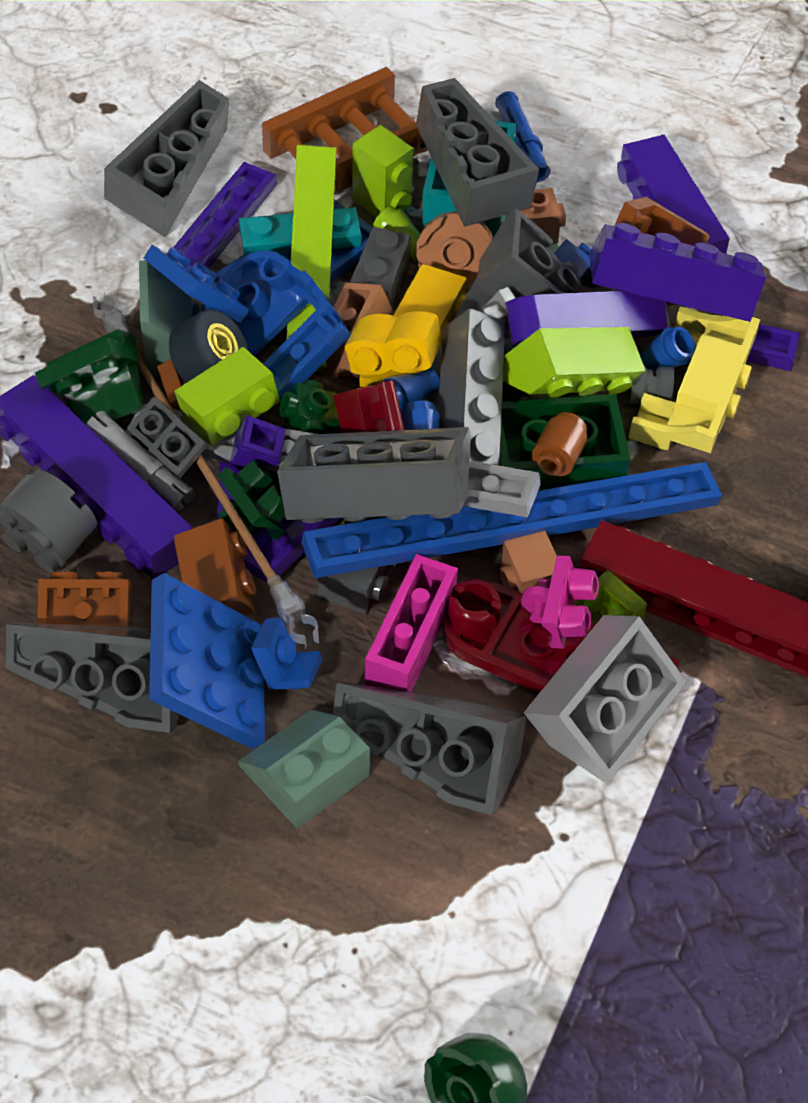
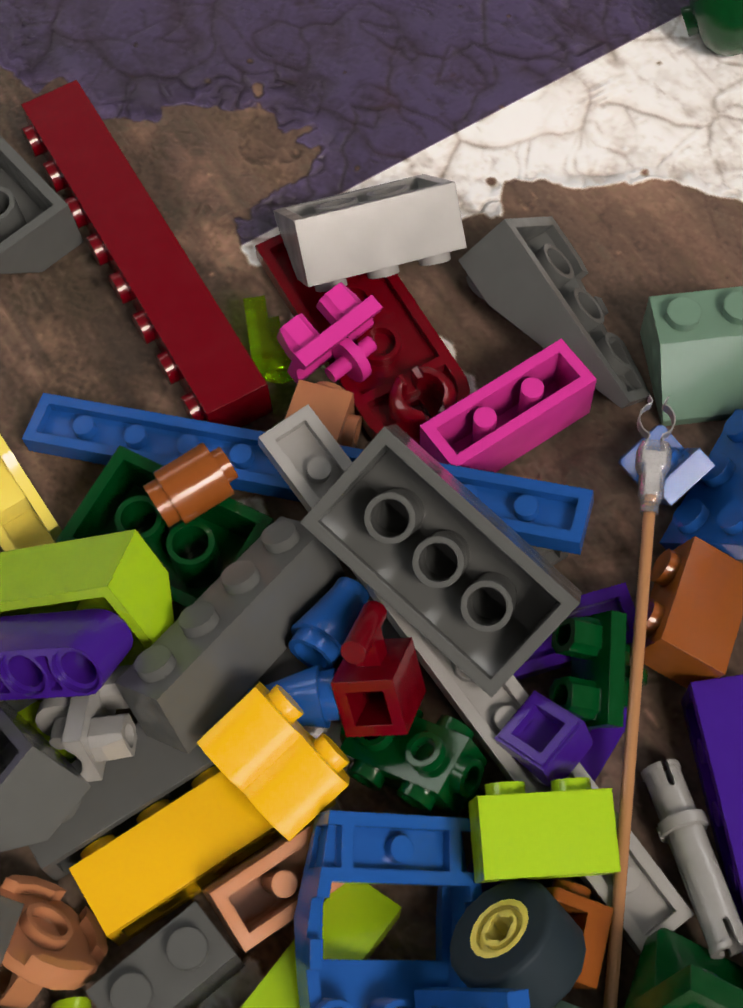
camera: 140 degrees left, 10 degrees up
(167, 436) = (648, 819): dark grey slope -> none

